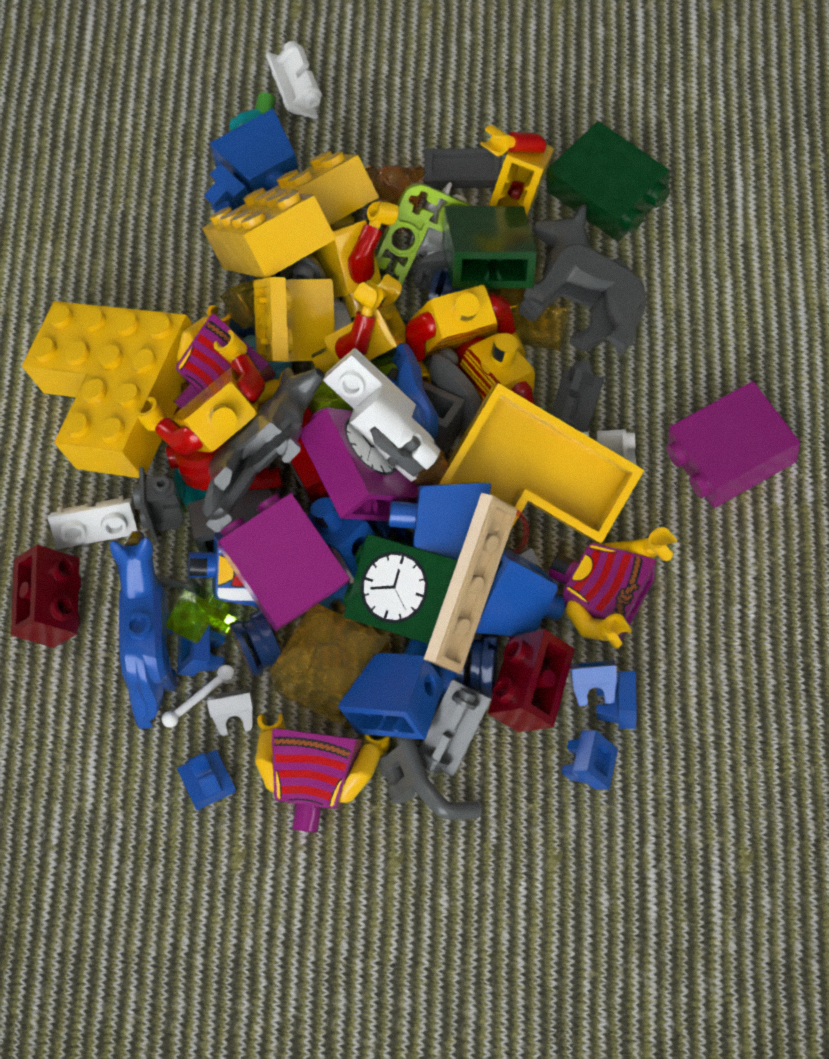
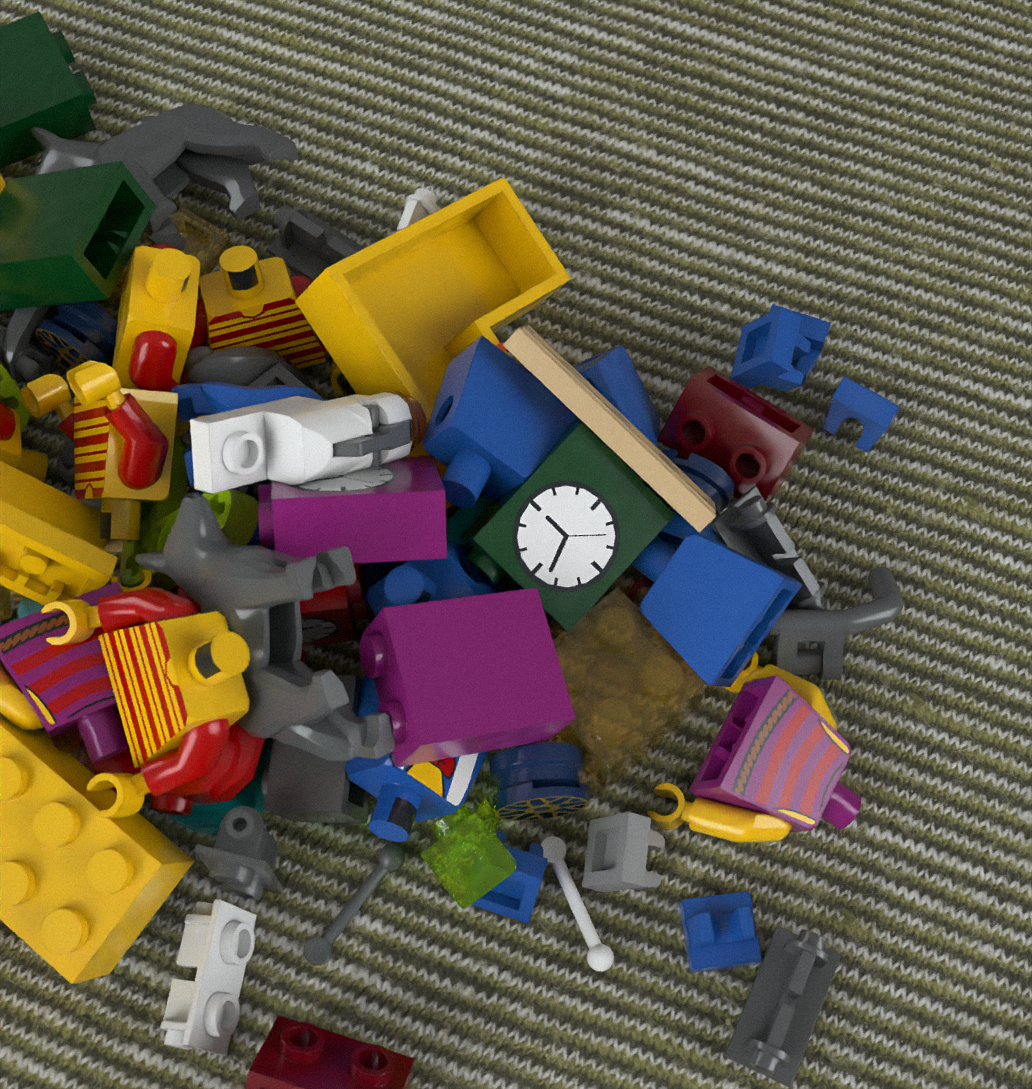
camera: 80 degrees left, 5 degrees up
(142, 628) = (474, 930): blue animal -> none
(172, 826) = (783, 1004): none -> dark grey hinge
(610, 584) = (629, 296): torso -> none
(732, 445) = (476, 98): magenta brick -> none

